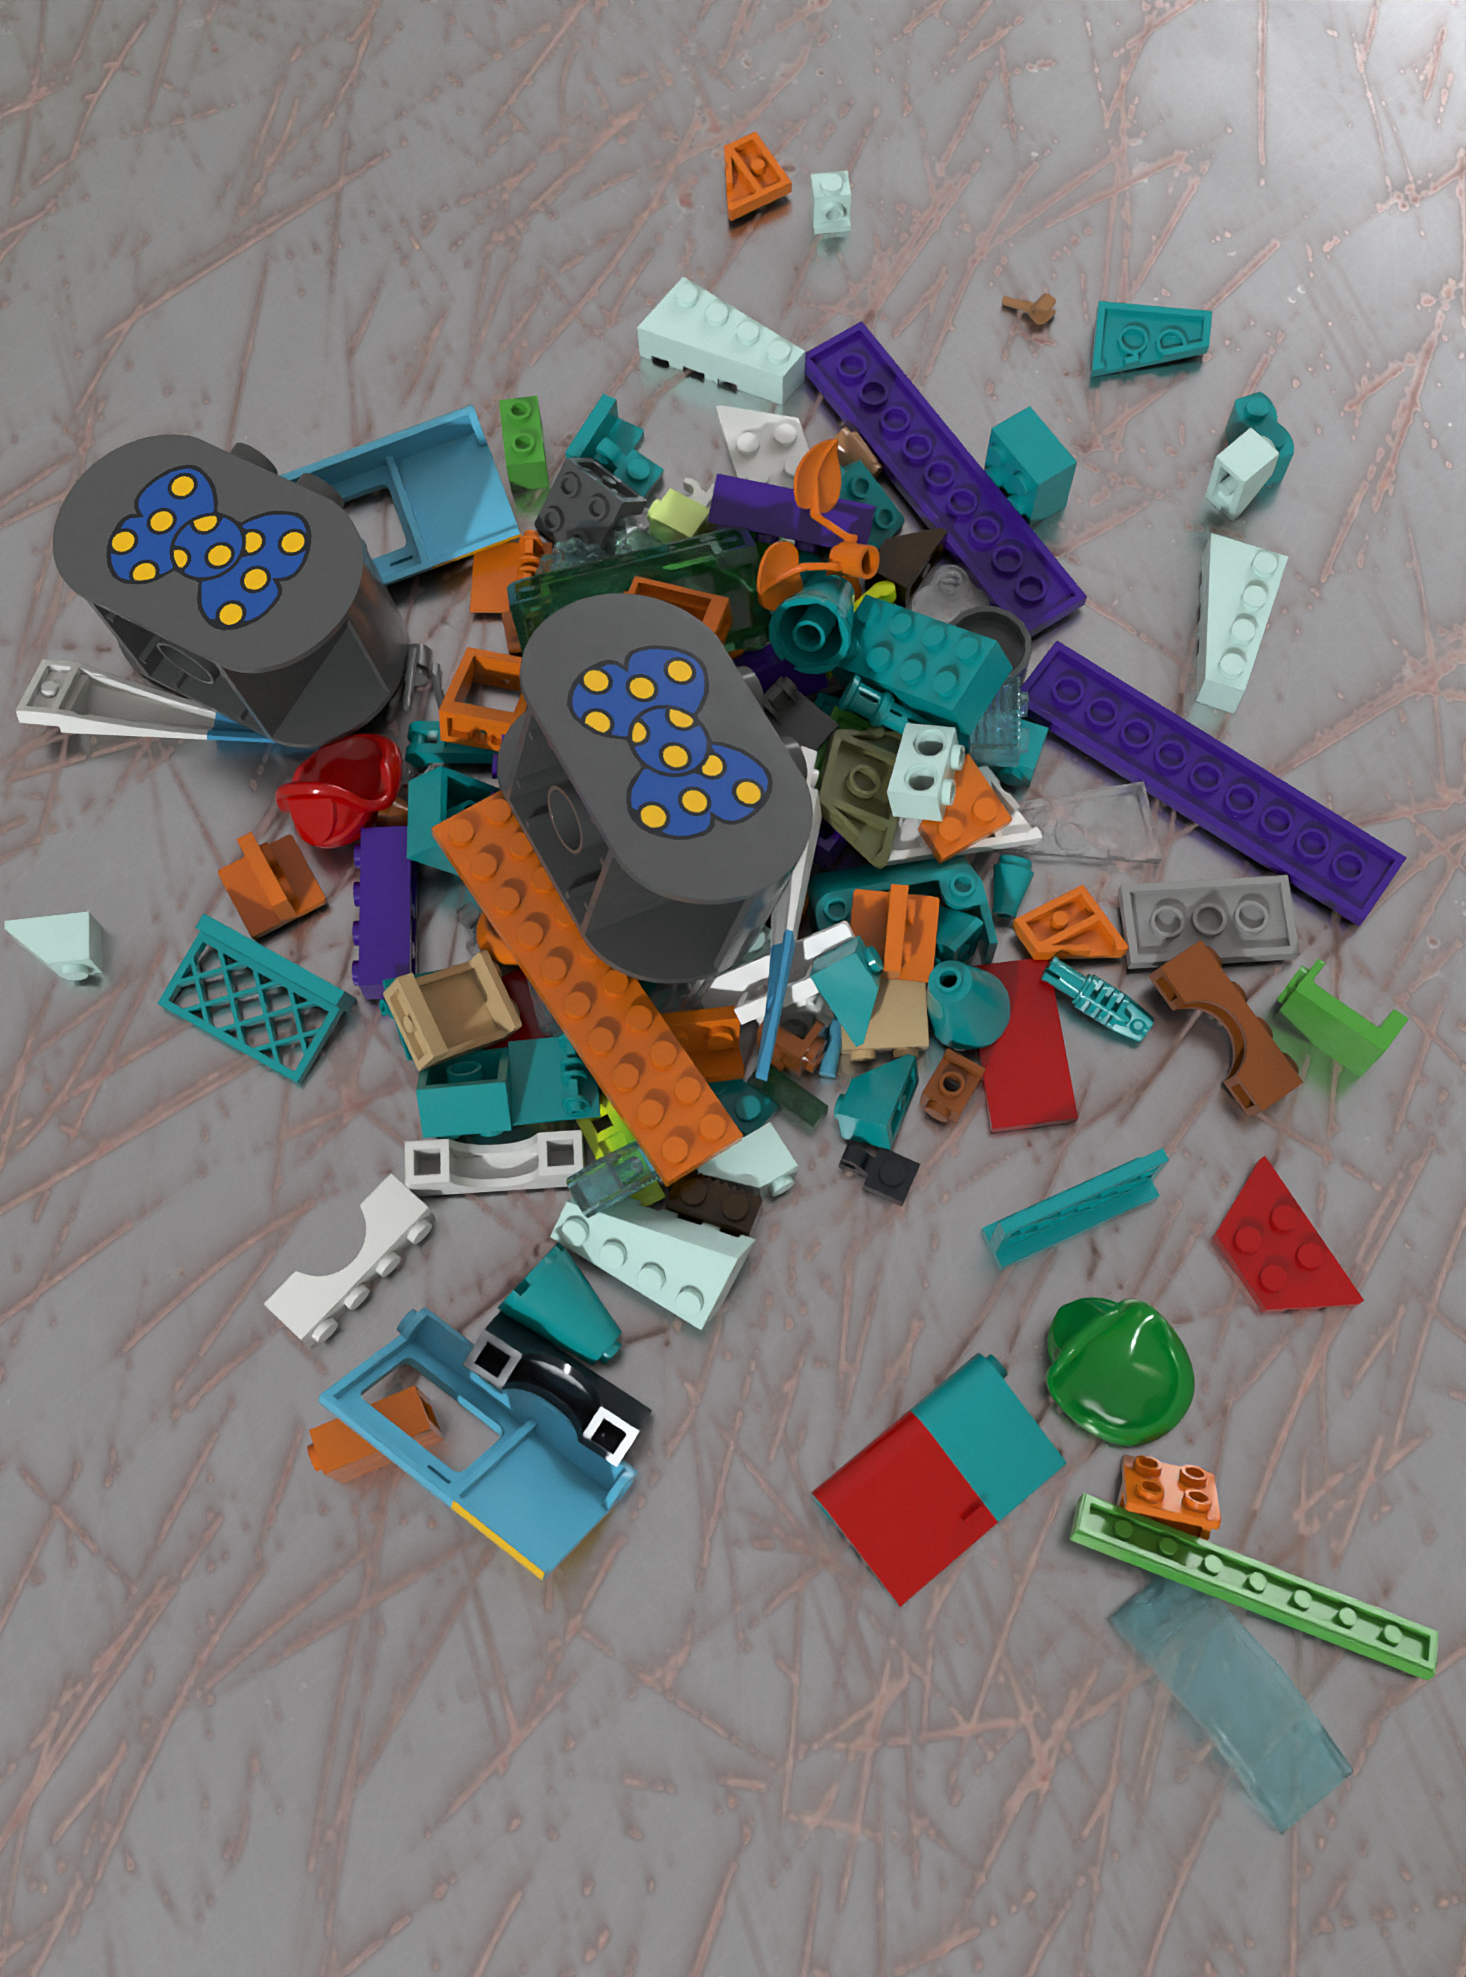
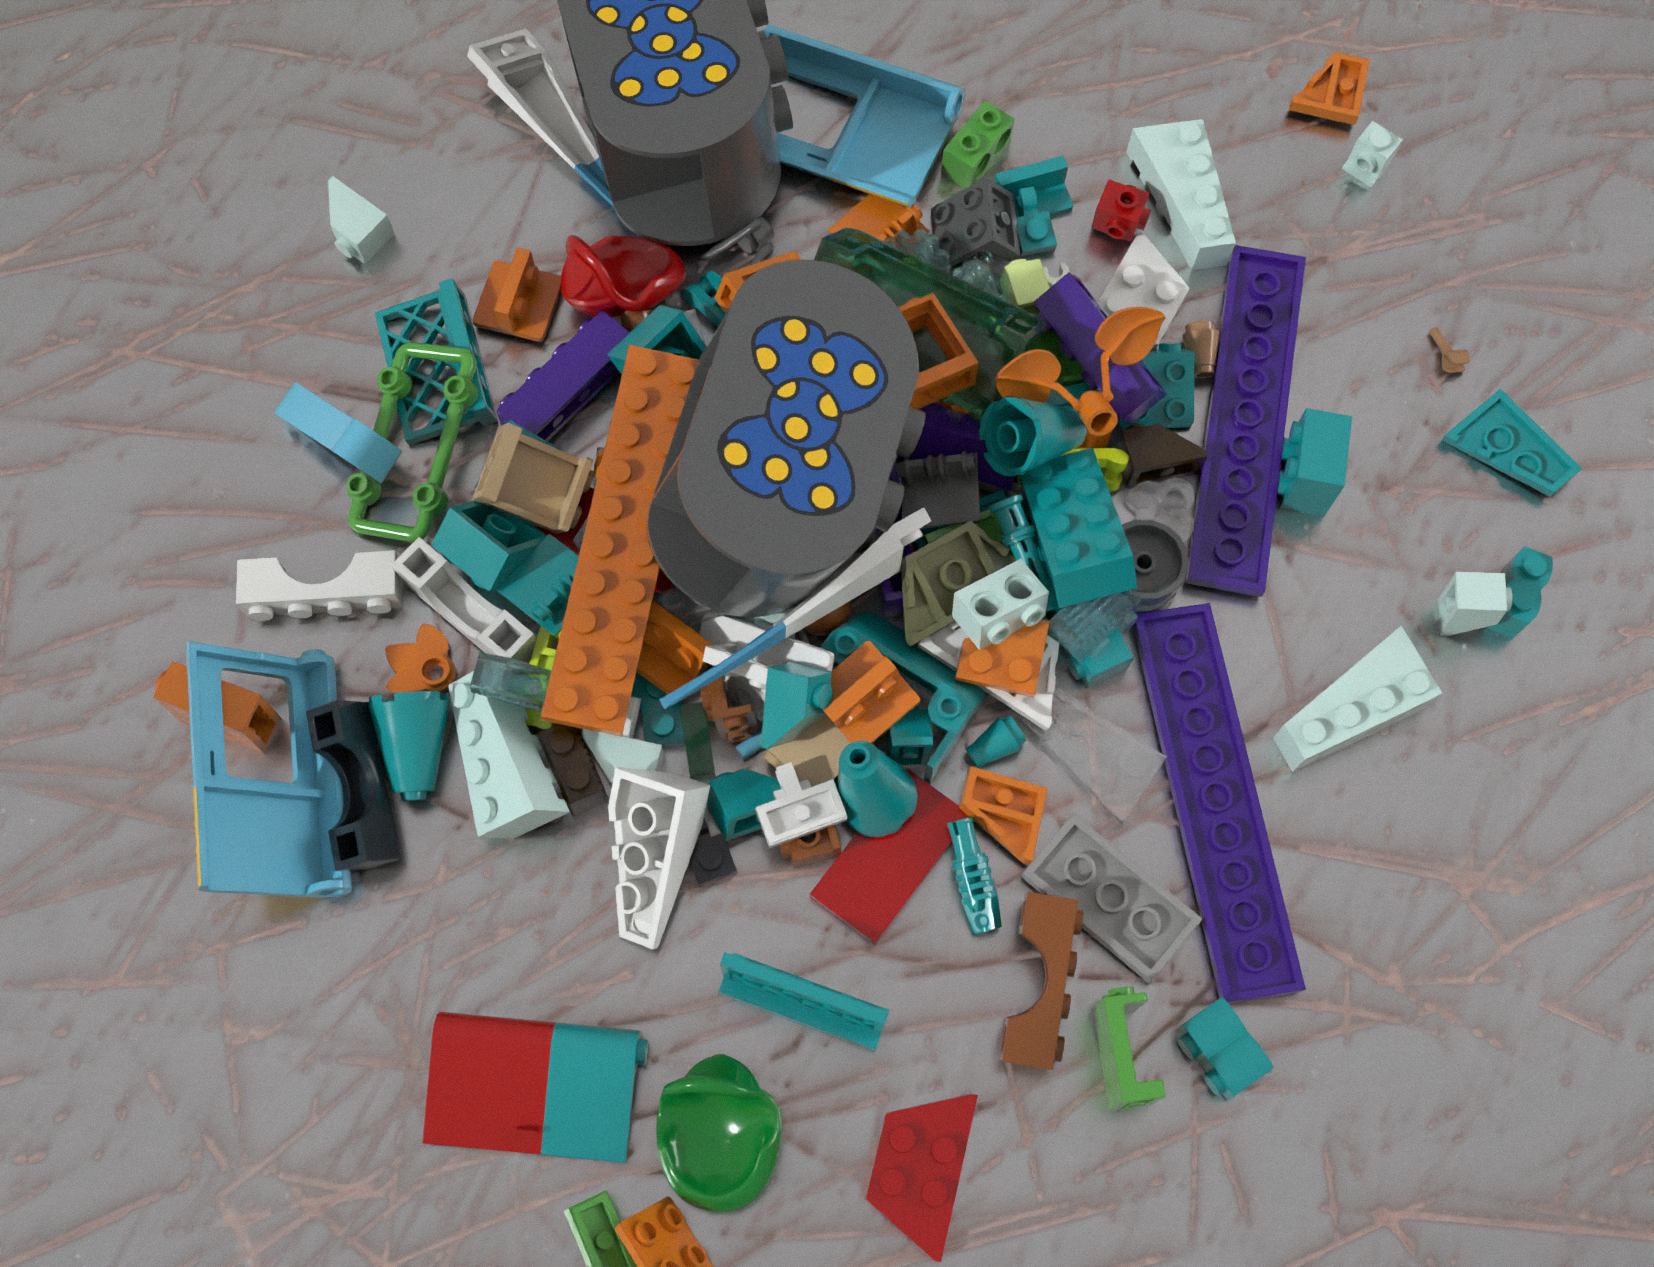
camera: 40 degrees right, 0 degrees up
(237, 1124) = (338, 432): none -> medium azure beam
(372, 1105) = (429, 496): none -> bright green bar
(496, 1248) = (417, 662): none -> orange plate
(689, 400) = (1121, 211): none -> red brick
(836, 1195) = (655, 835): none -> white wedge
(928, 1066) = (799, 808): none -> white hinge
(1396, 954) = (1224, 1049): none -> teal brick

